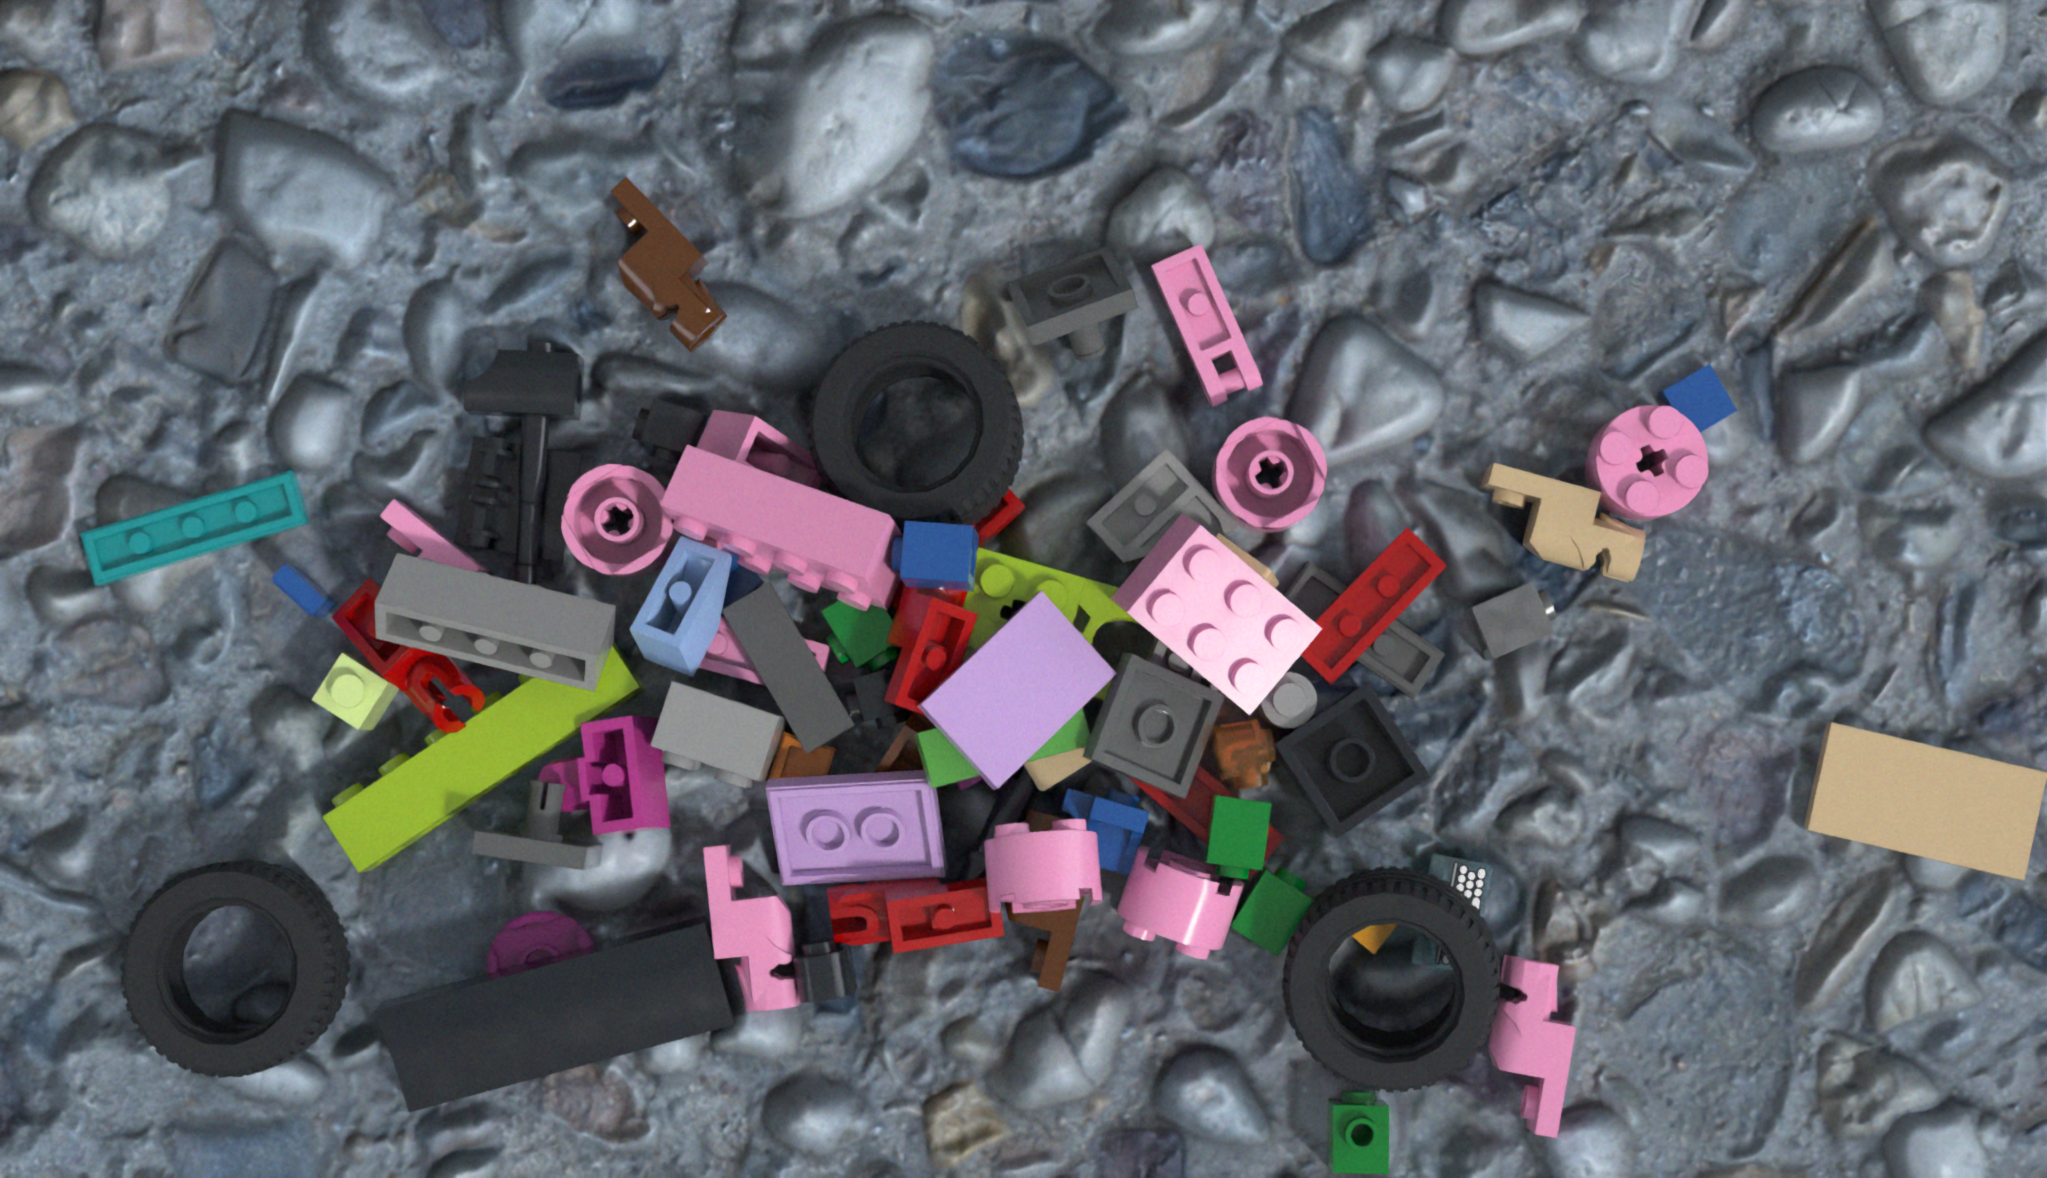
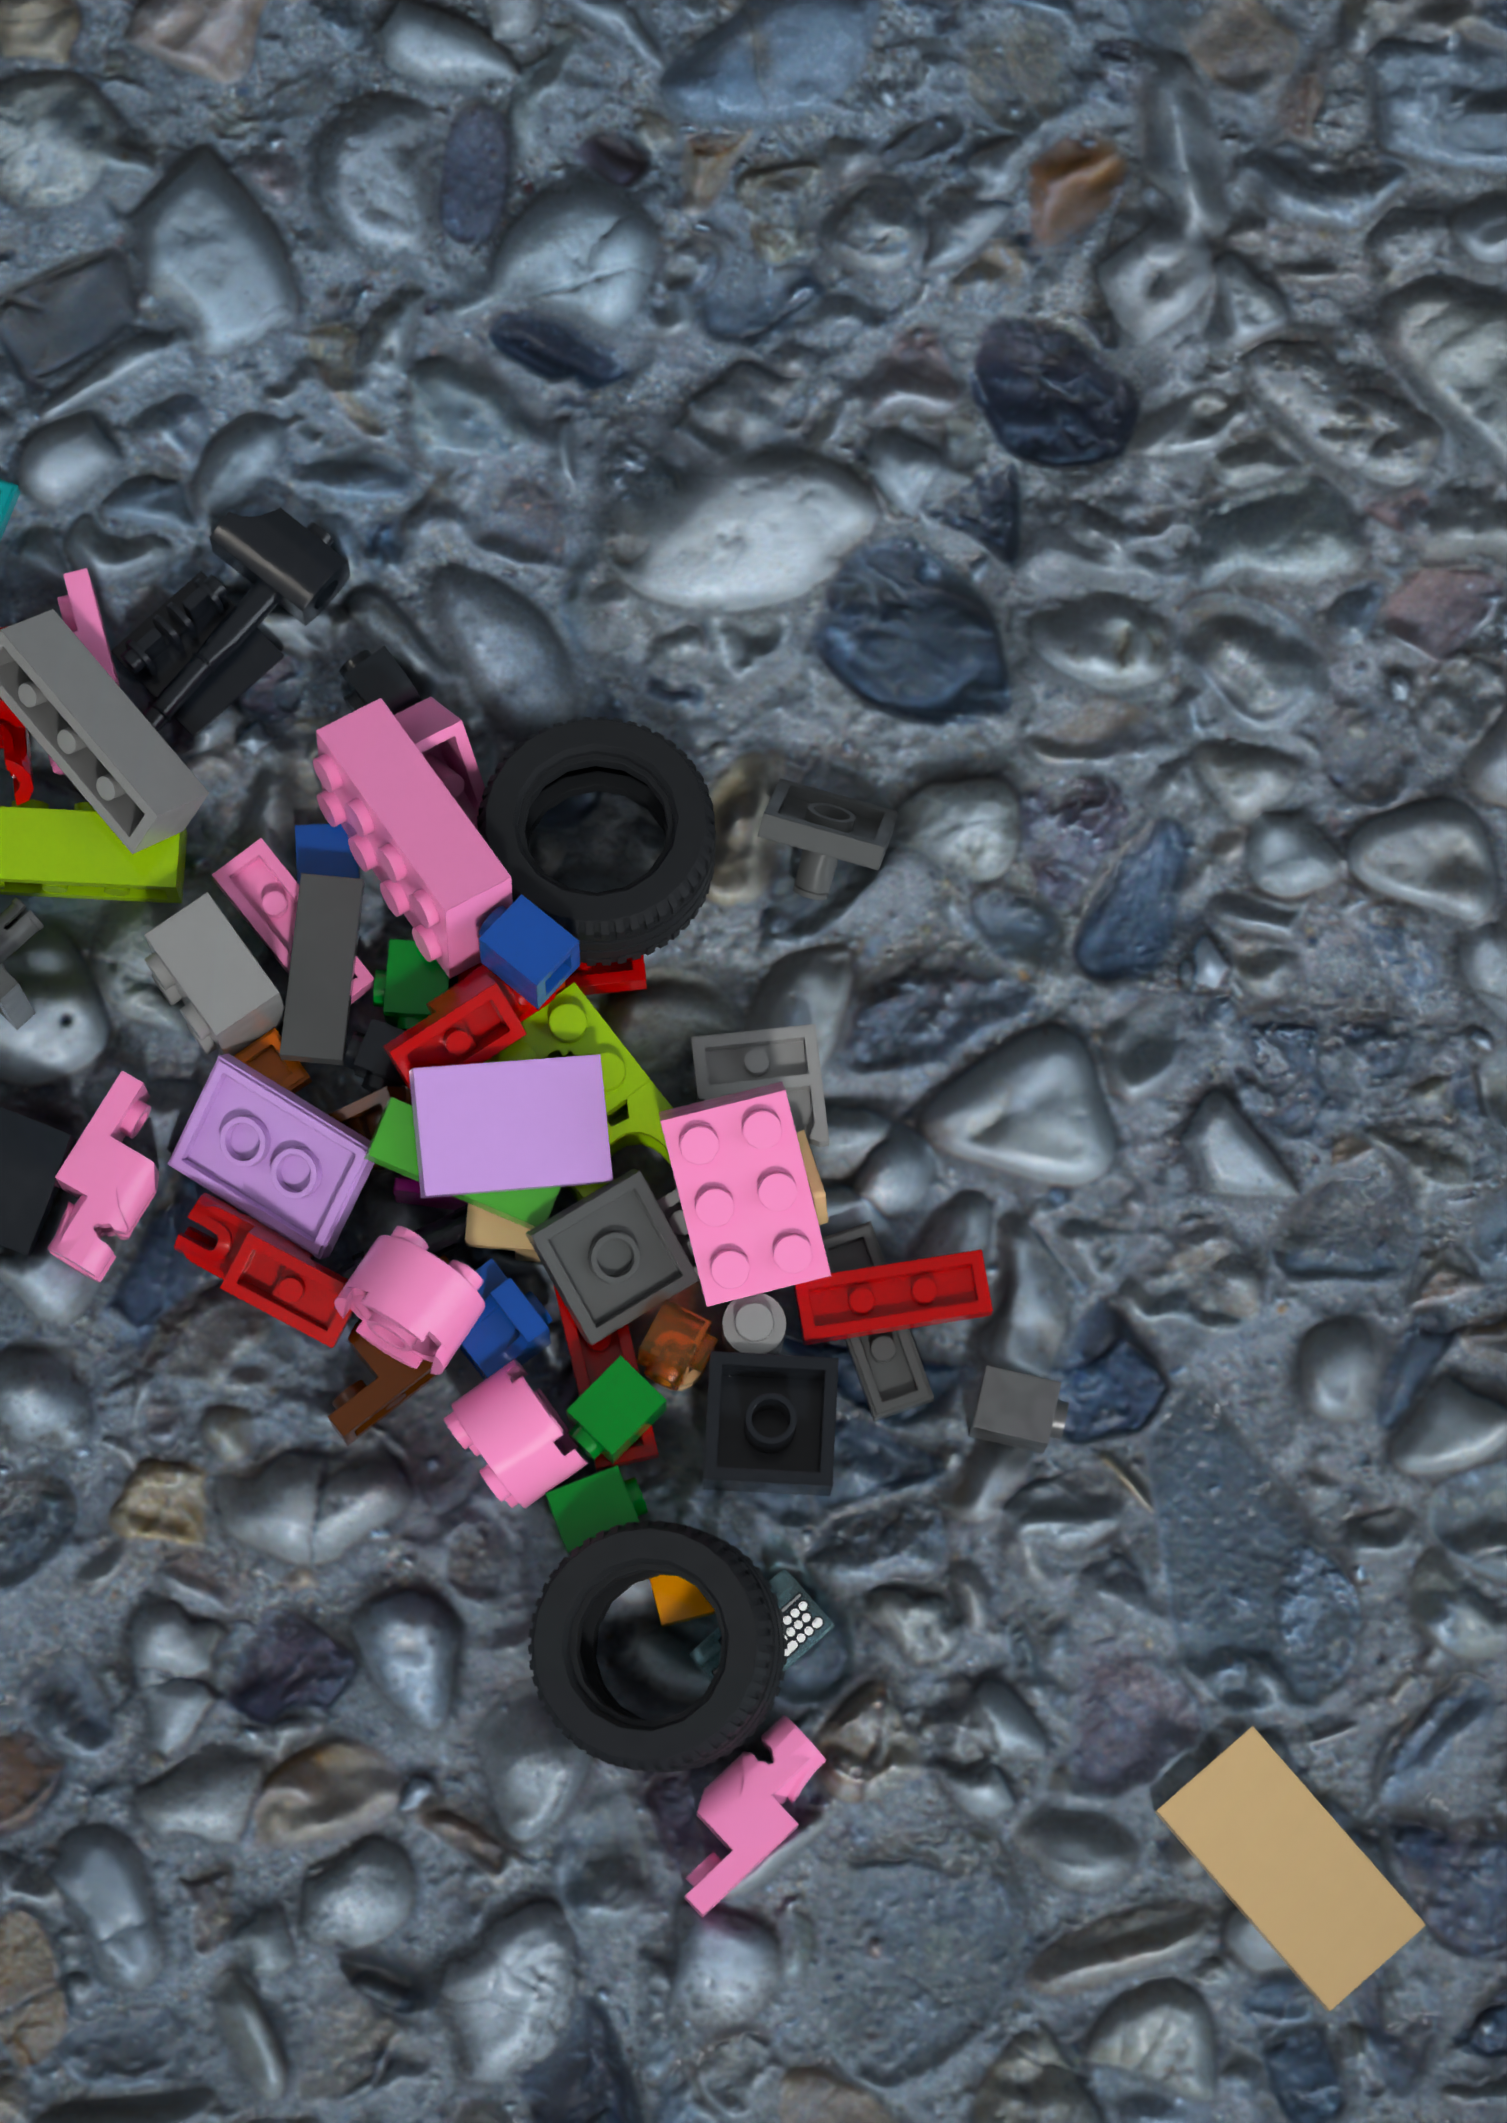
camera: 30 degrees right, 10 degrees down
(591, 514) = (245, 713): bright pink brick -> none
(615, 777) = (92, 954): dark pink brick -> none
(662, 270) = (480, 548): reddish brown plate -> none
(683, 607) = (268, 842): light blue slope -> none
(824, 971) = (146, 1264): black plate -> none
(1205, 323) = (935, 940): bright pink plate -> none
(1277, 445) = (923, 1108): bright pink brick -> none
(1358, 1133) = (522, 1778): green brick -> none
(1564, 523) = (1132, 1357): tan plate -> none
(1669, 484) = (1279, 1335): bright pink brick -> none
(1700, 398) = (1342, 1340): blue tile -> none

